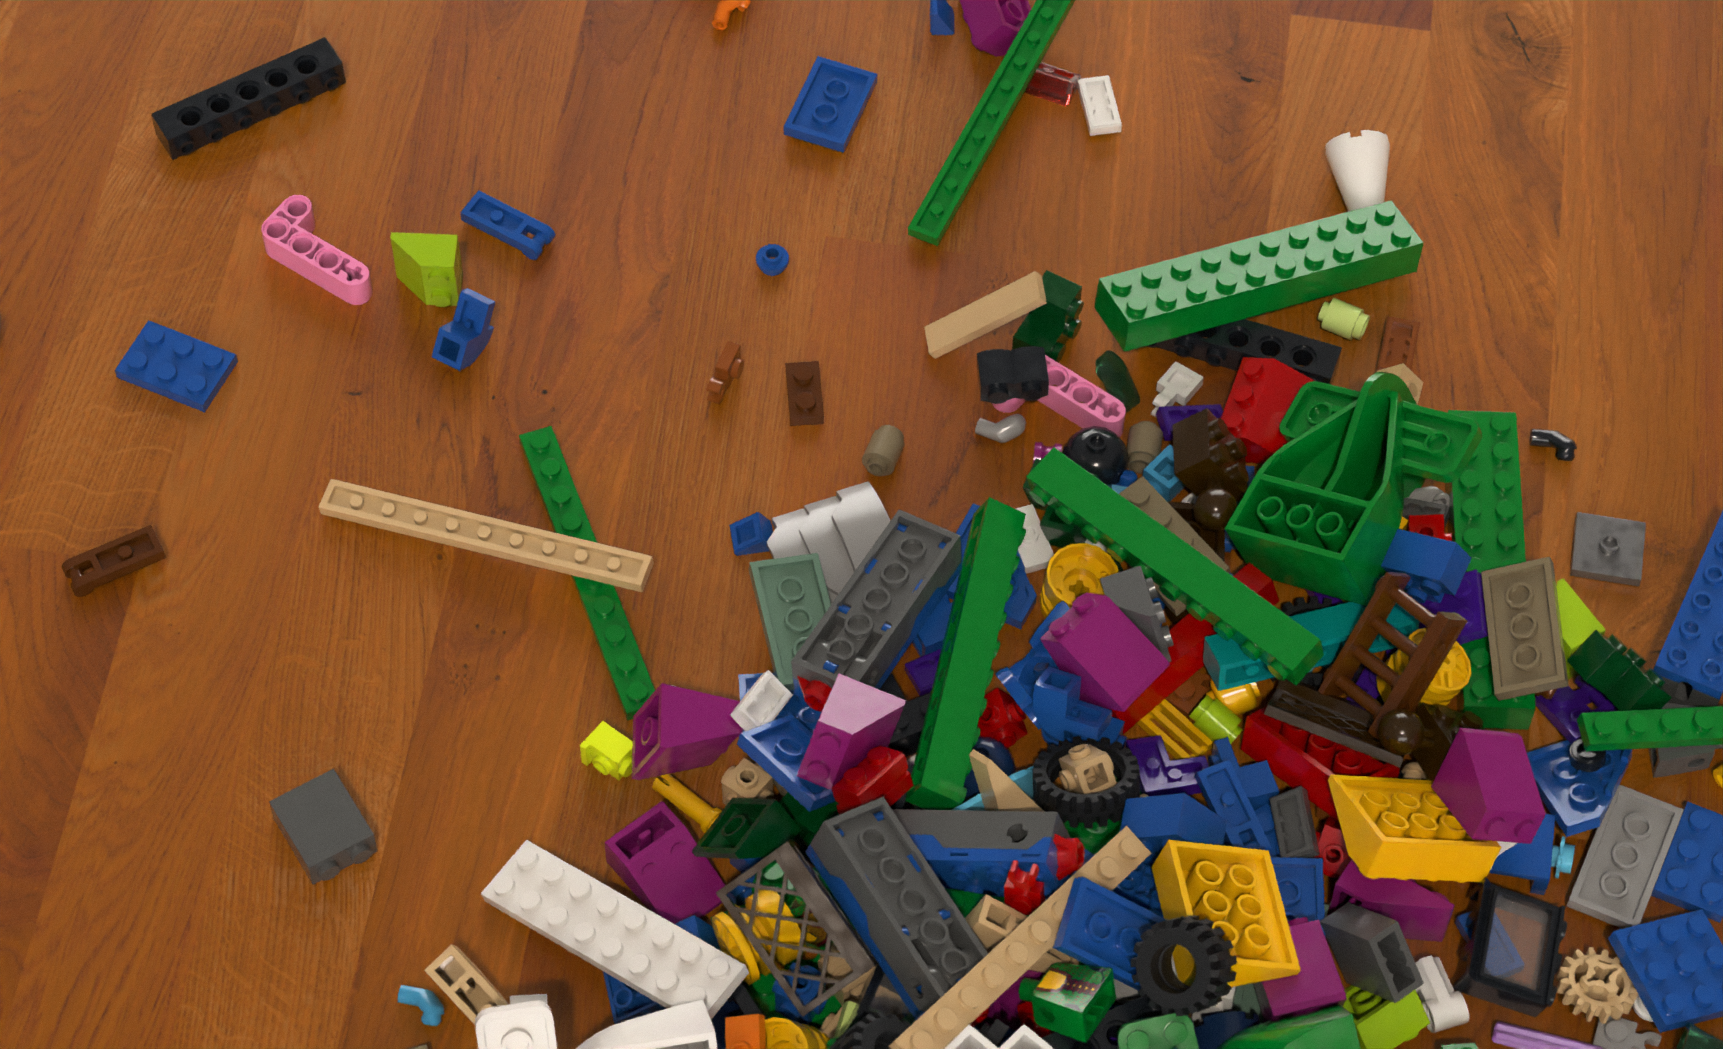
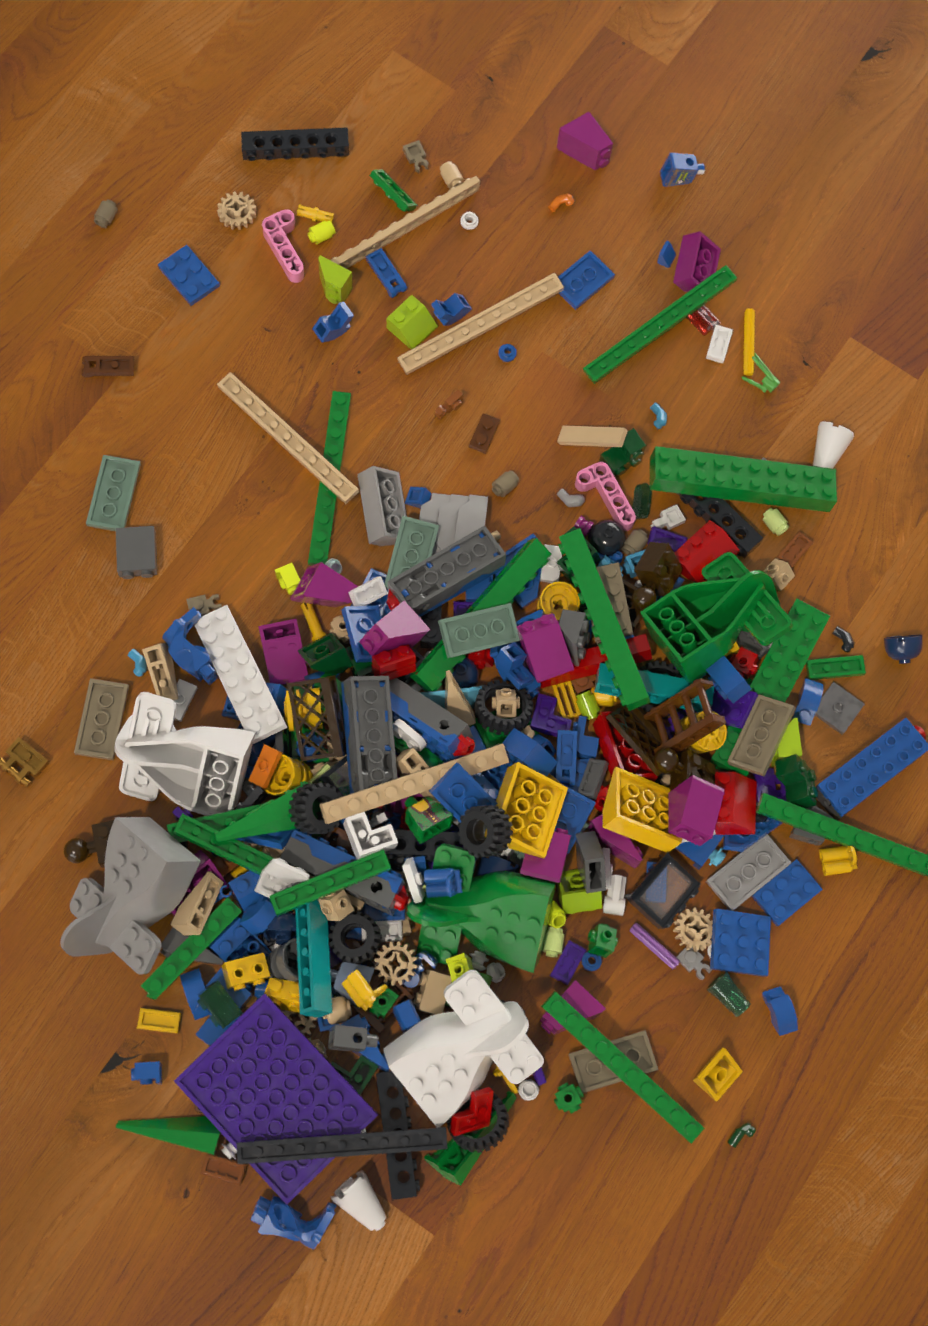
camera: 20 degrees right, 15 degrees up
(203, 234) = (236, 210): none -> tan gear
(231, 753) = (113, 493): none -> sand green plate
(340, 187) = (314, 214): none -> yellow pin
(366, 208) = (321, 232): none -> neon yellow brick
(449, 101) = (392, 190): none -> green plate
(457, 34) = (415, 154): none -> dark tan plate
(481, 865) = (203, 605): none -> dark tan plate
(506, 132) = (408, 223): none -> tan plate
(507, 942) = (190, 658): none -> blue hips
(532, 41) = (451, 175): none -> tan brick
(591, 279) = (411, 322): none -> lime slope
(598, 94) = (469, 216): none -> white plate
(646, 233) = (452, 309): none -> blue brick
(701, 571) = (381, 504): none -> light grey slope
(704, 234) = (480, 323): none -> tan plate
(966, 883) = (410, 736): none -> white plate
(982, 673) = (478, 630): none -> sand green plate
(1012, 374) = (586, 475): black brick -> none
(1022, 889) = (432, 753): red plate -> none
(1070, 244) = (661, 416): none -> dark azure arm
(1143, 84) = (749, 336): none -> yellow axle
(1210, 123) = (769, 382): none -> bright green plant
(1556, 759) = (738, 805): none -> red slope
(1563, 546) = (808, 702): none -> blue brick
(1568, 489) = (835, 667): none -> green plate
(1653, 411) = (903, 647): none -> dark blue cylinder

